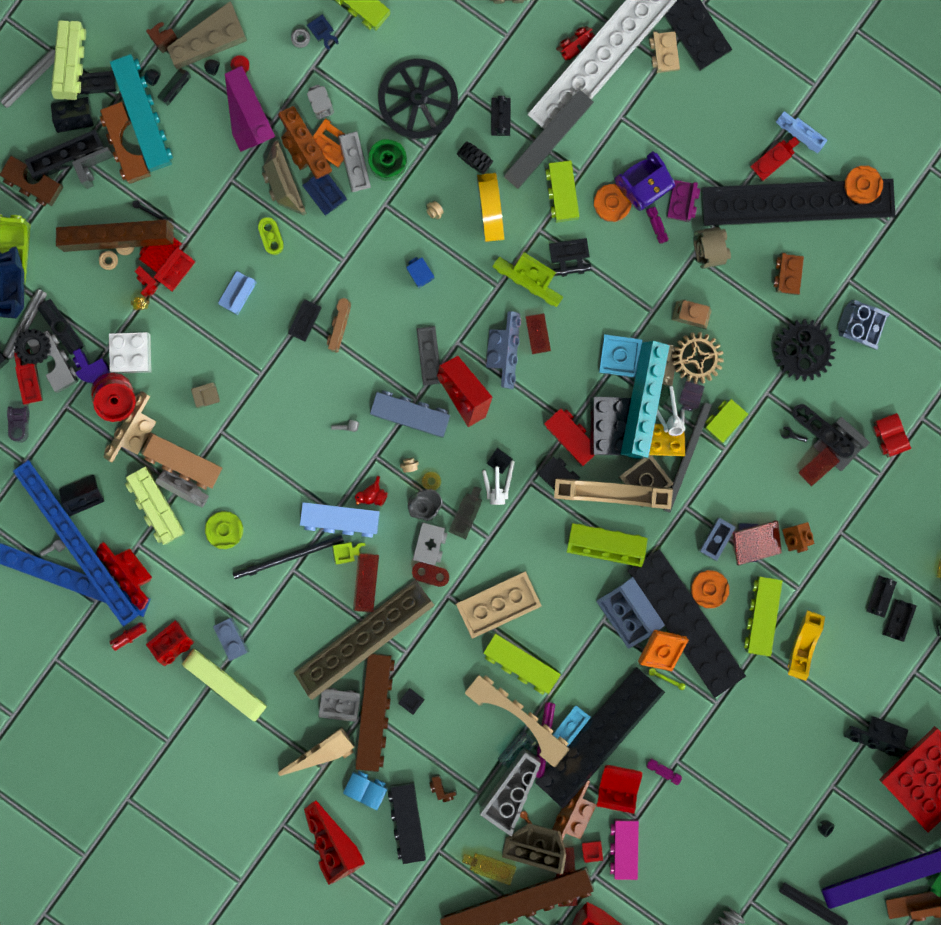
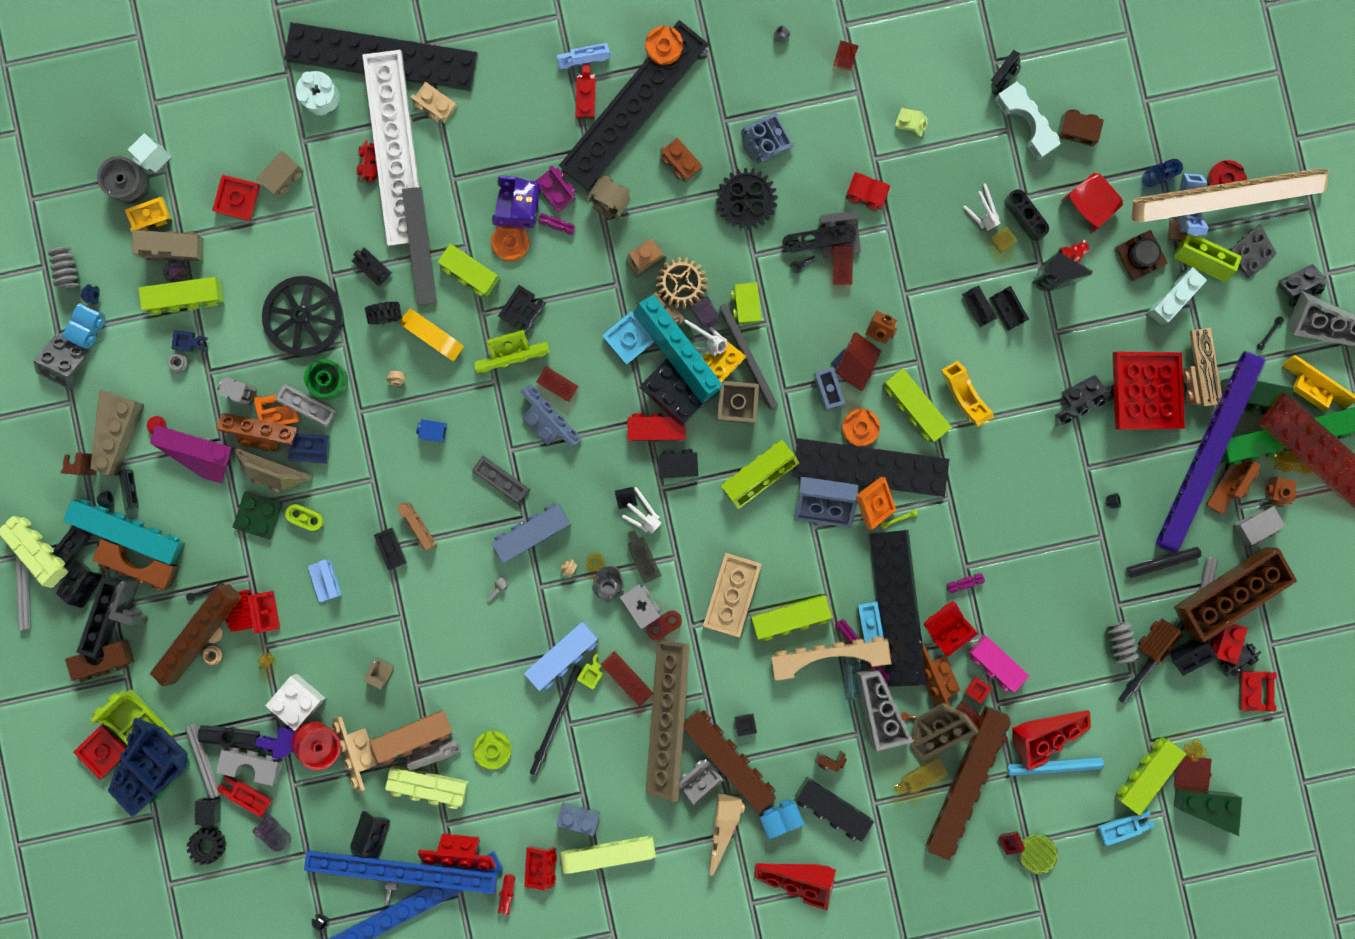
camera: 50 degrees left, 0 degrees up
(20, 346) = (211, 778): black tyre -> none
(144, 277) = (249, 640): red bracket -> none
(211, 66) = (138, 447): black hinge -> none
(240, 199) = (257, 515): none -> dark green plate
(372, 495) = (565, 615): red animal -> none
(464, 390) = (550, 476): red wedge -> none
(613, 493) = (726, 434): tan arch -> none

